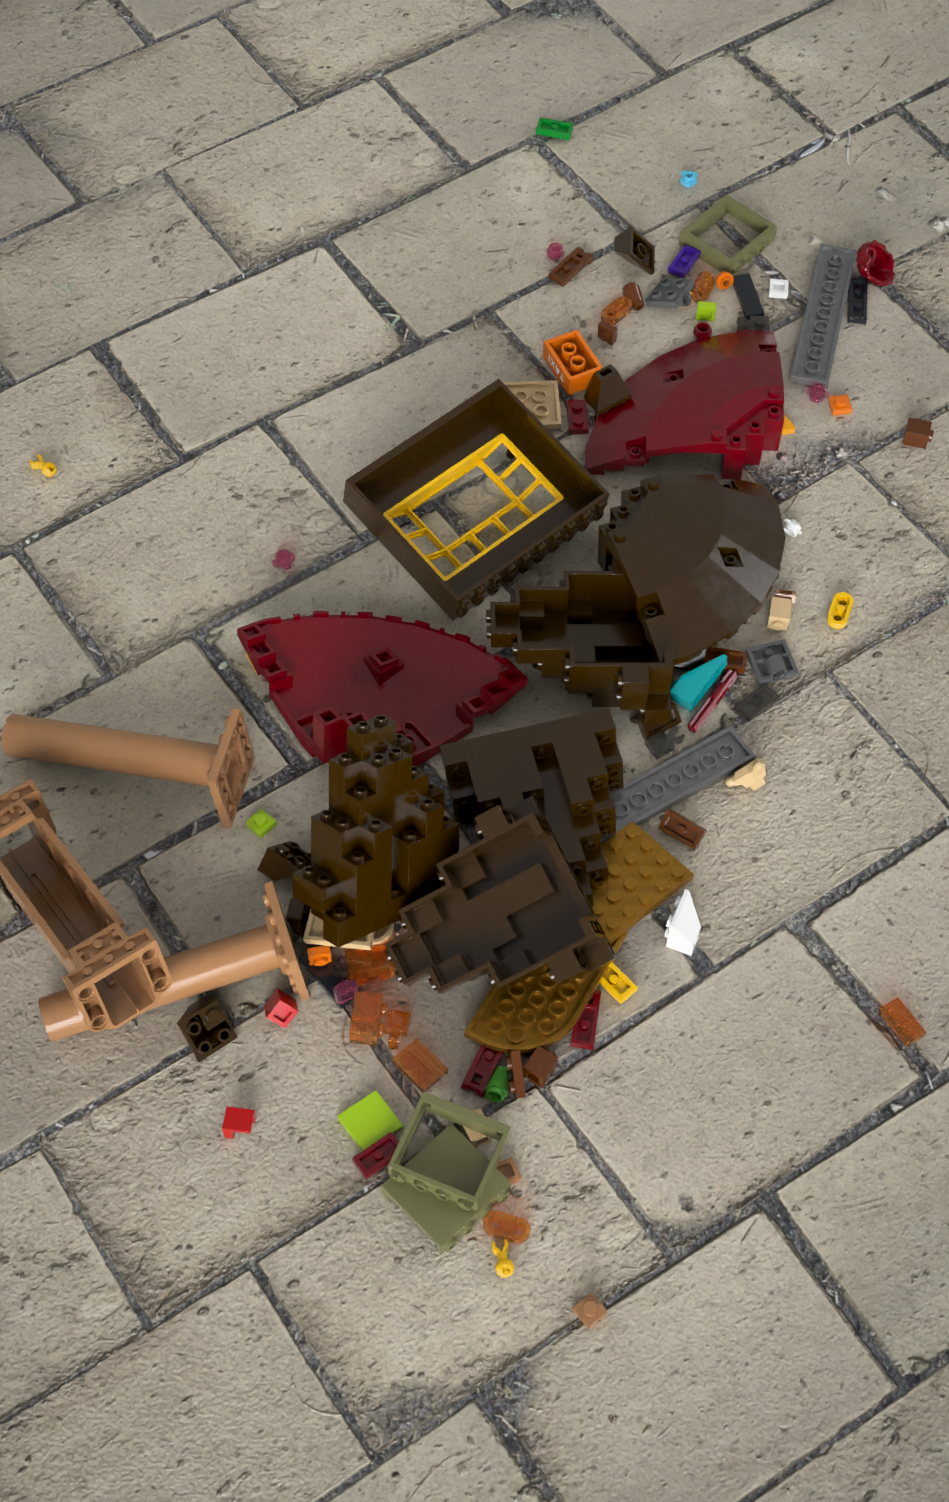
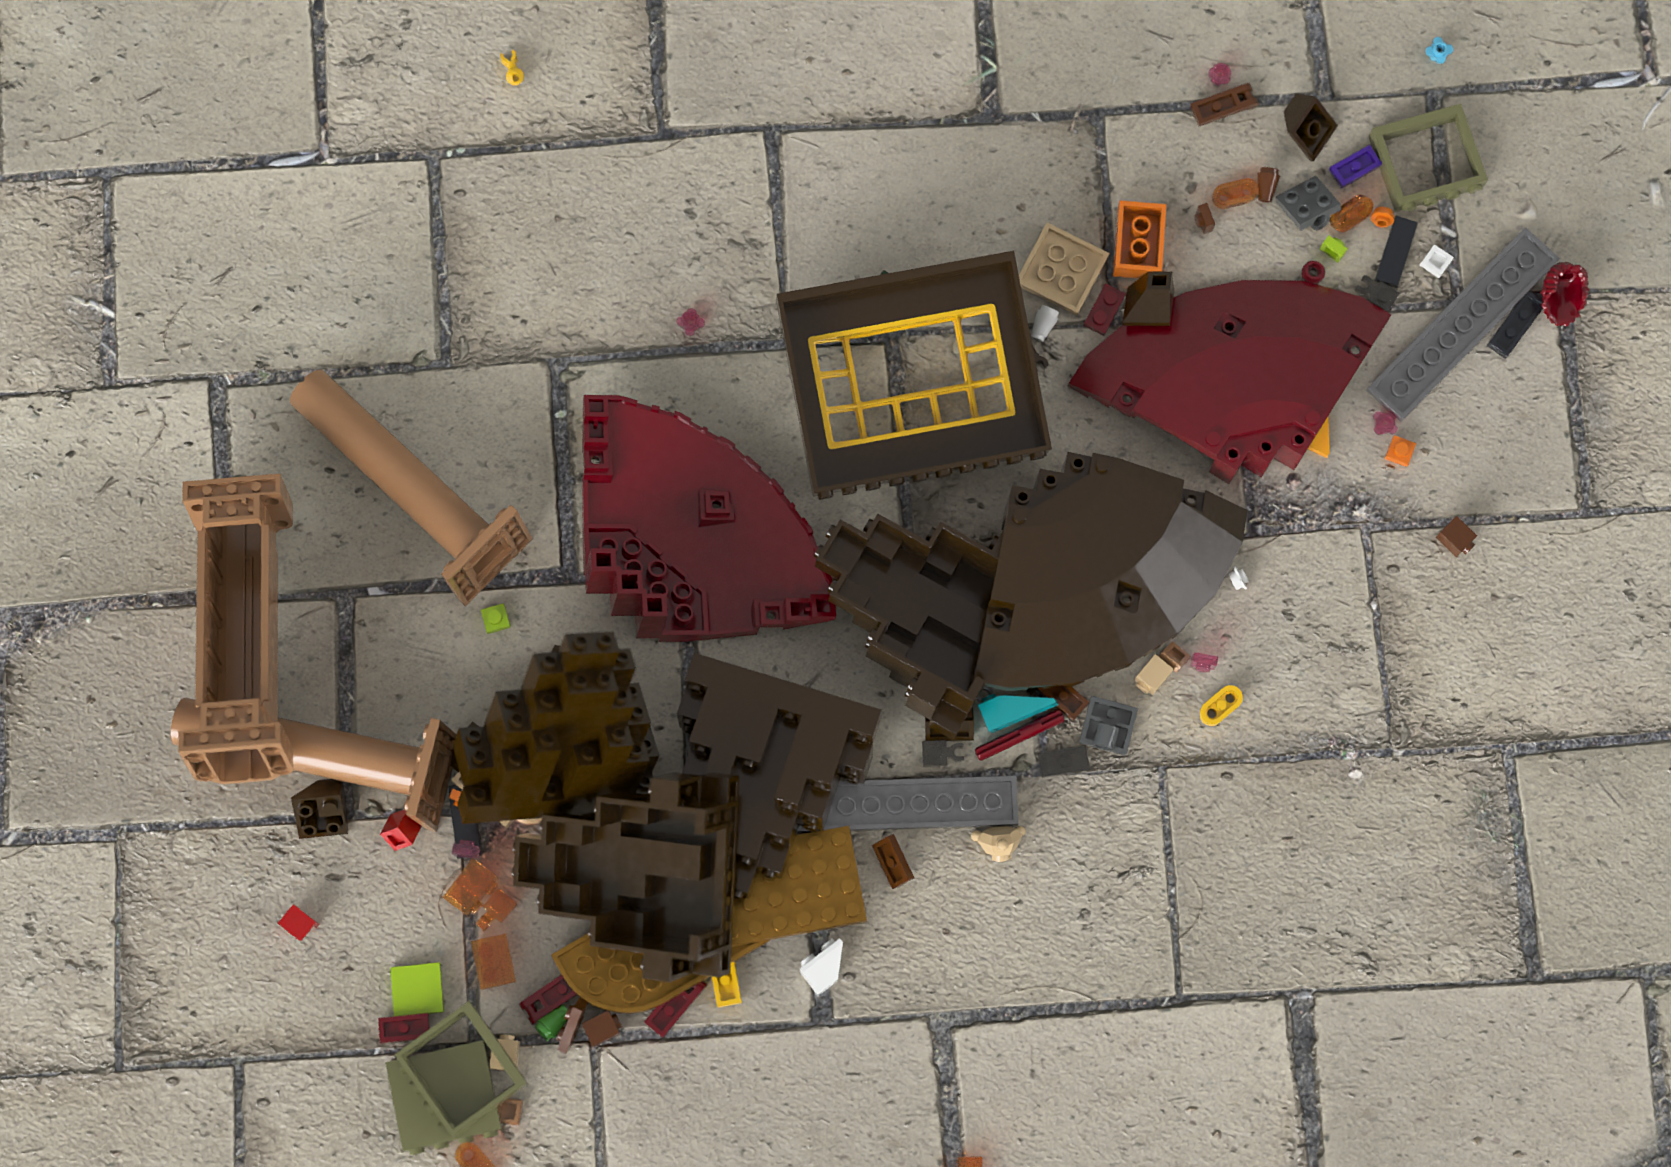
camera: 30 degrees right, 20 degrees up
(283, 860) = (491, 675): dark brown slope -> none
(369, 964) = (495, 834): clear orange brick -> none
(807, 588) = (1203, 662): none -> clear pink plate

